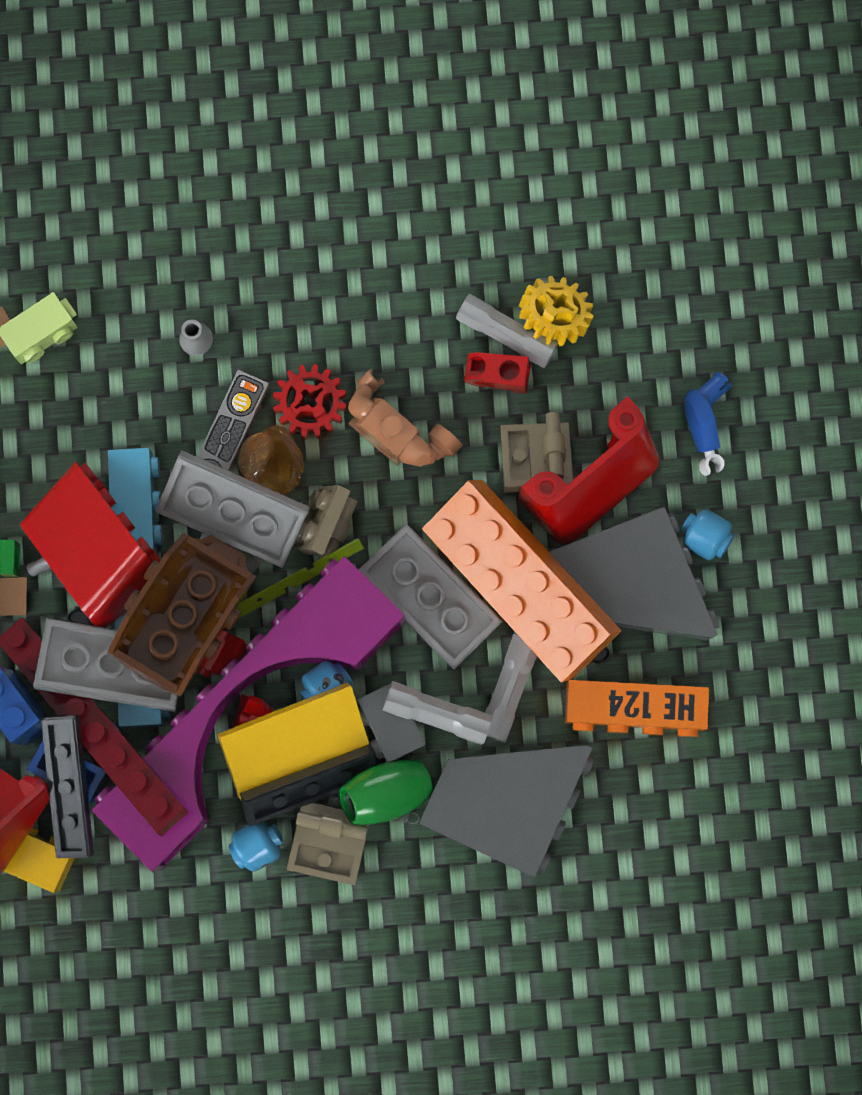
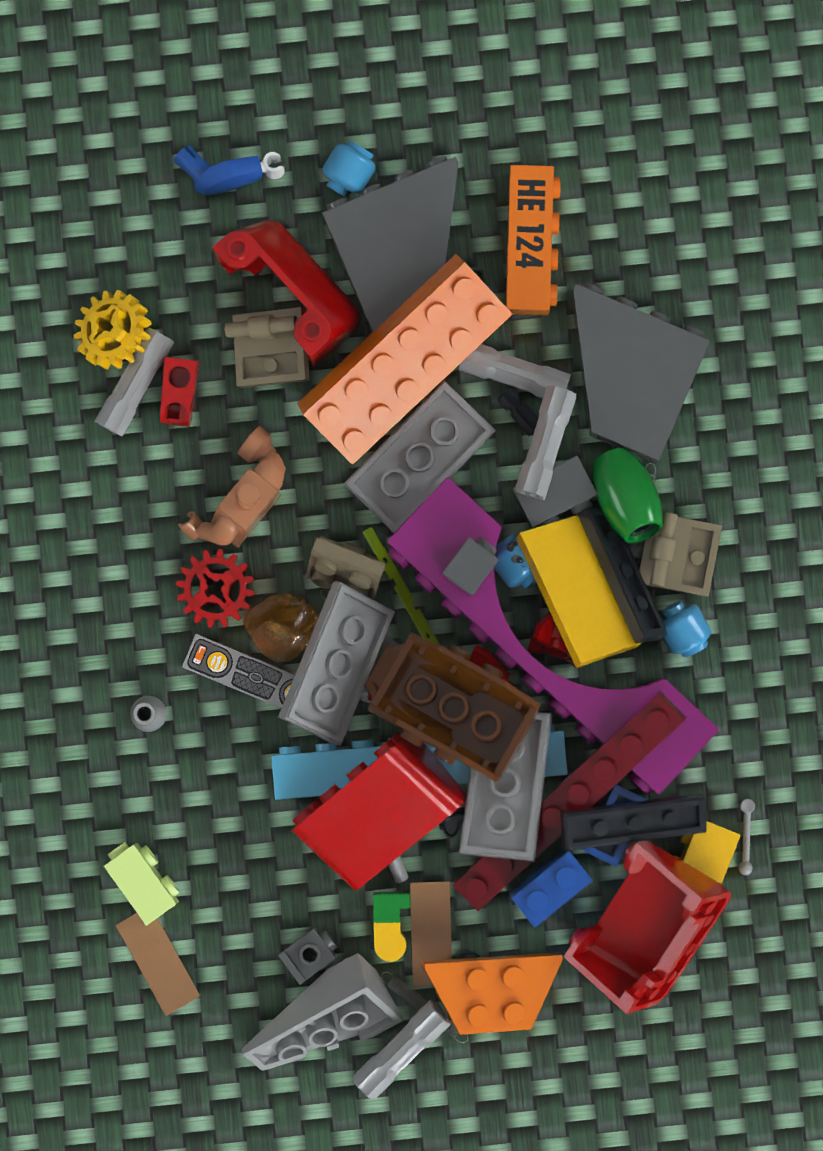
camera: 90 degrees left, 5 degrees up
(83, 903) = (746, 806): none -> light grey hinge
(316, 633) = (471, 565): none -> dark grey brick
(471, 693) = (521, 412): none -> black axle

